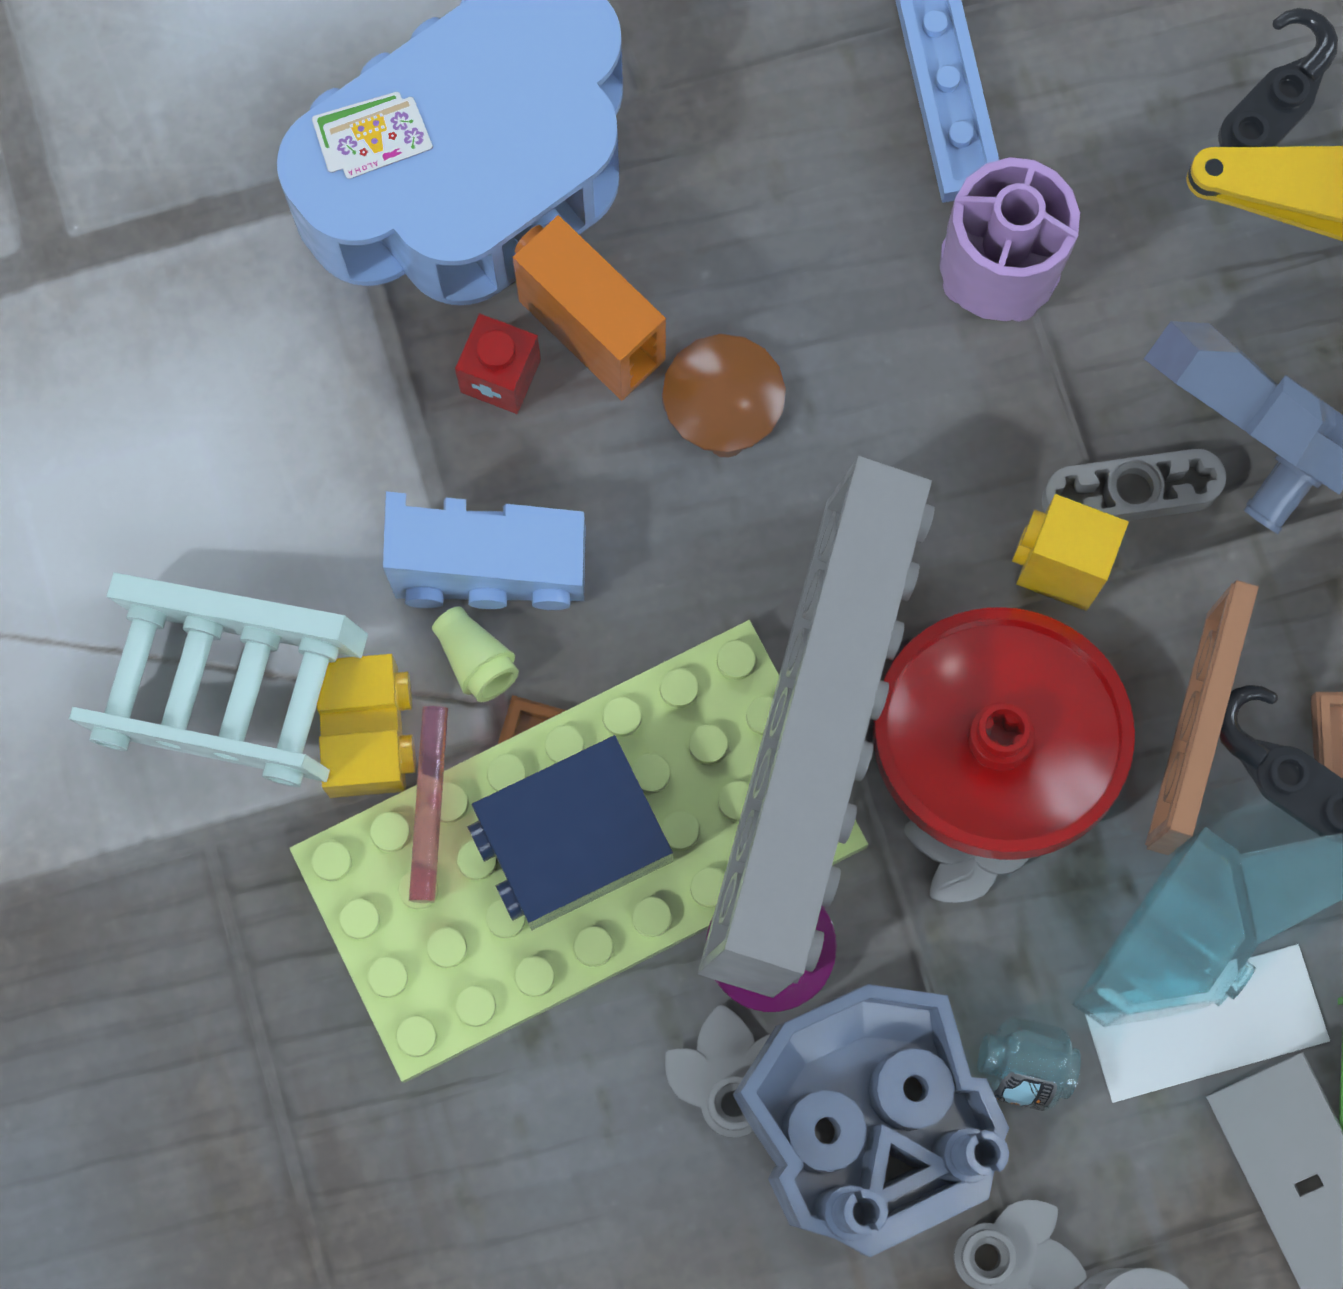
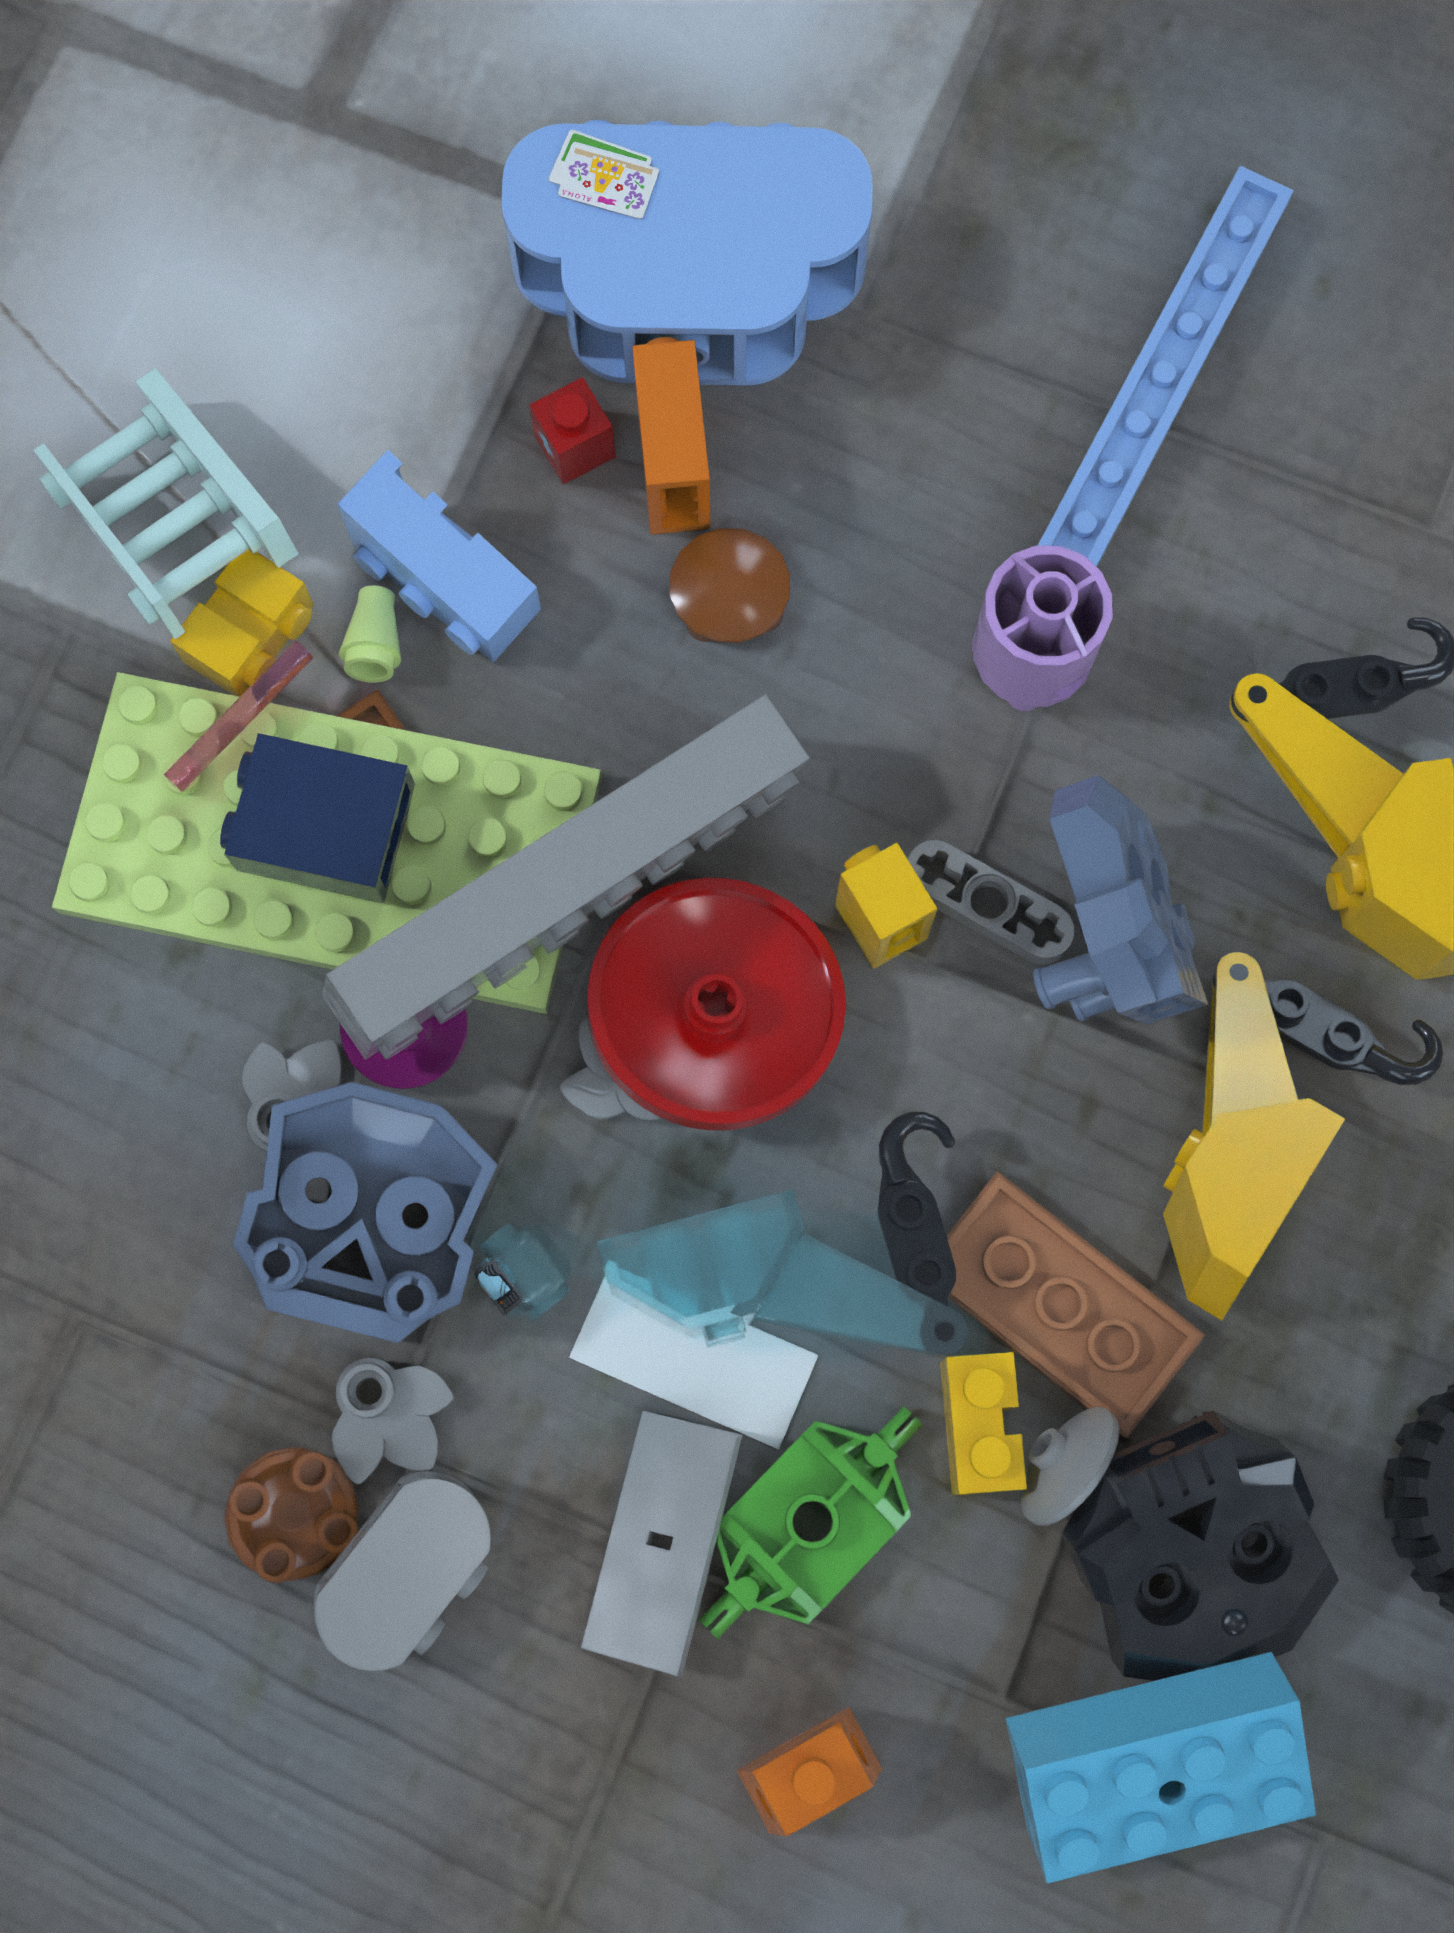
camera: 40 degrees right, 0 degrees up
(1201, 719) = (877, 1110): nougat tile -> none

